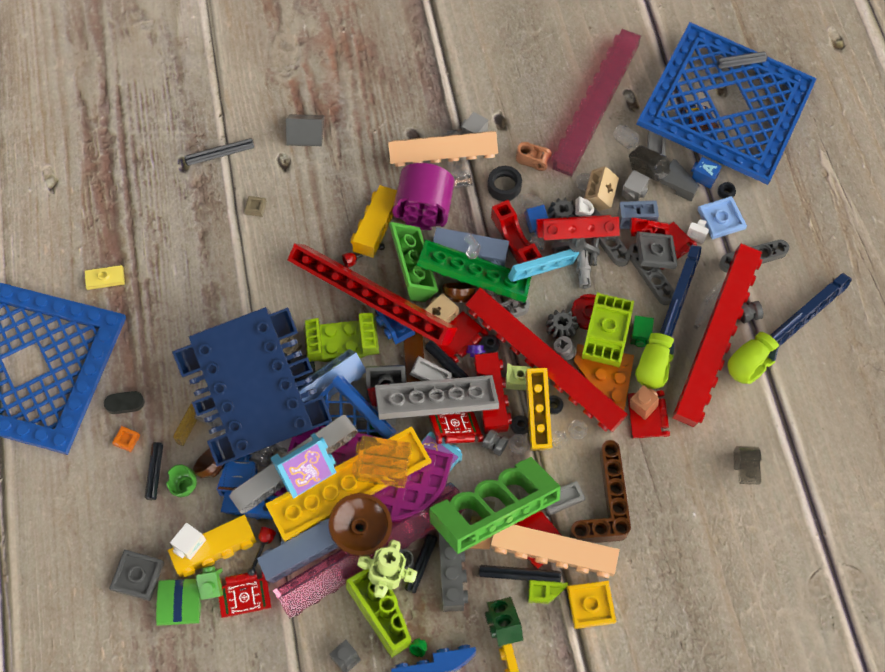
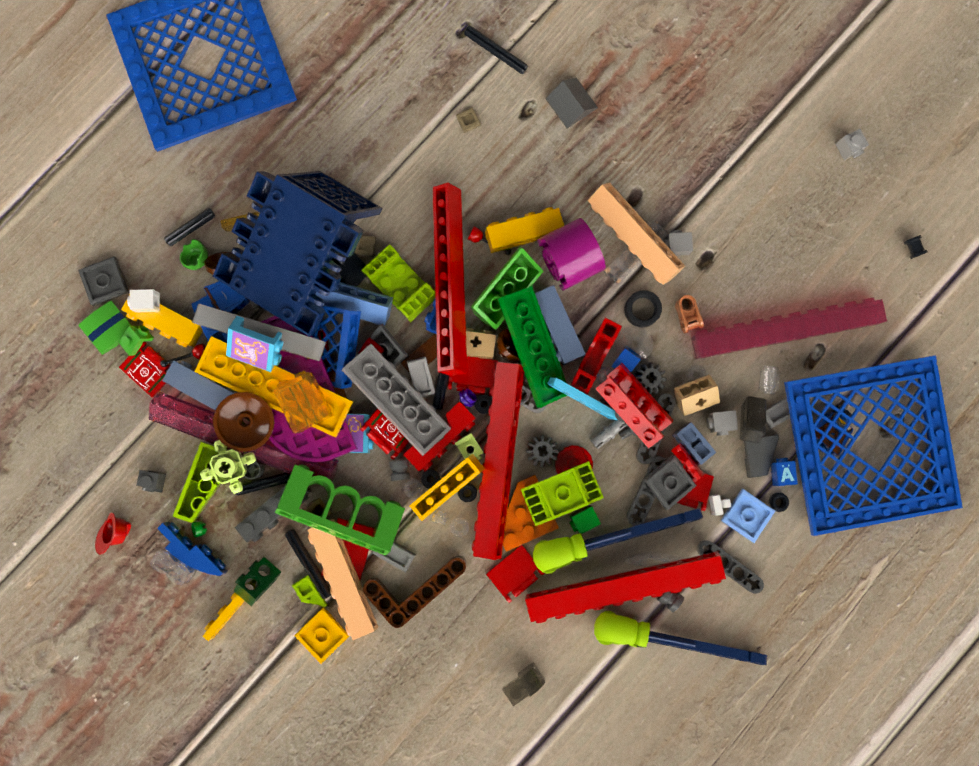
camera: 50 degrees right, 20 degrees up
(104, 277) = (316, 54): light yellow plate -> none
(124, 402) = (226, 158): pearl dark grey tile -> none
(126, 439) = (199, 184): orange tile -> none
(474, 247) = (556, 330): clear arm -> none
(569, 348) = (520, 472): light grey wheel -> none
(583, 207) = (665, 394): white tile -> none
(644, 402) = (519, 566): nougat brick -> none
(742, 59) = (928, 430): axle -> none

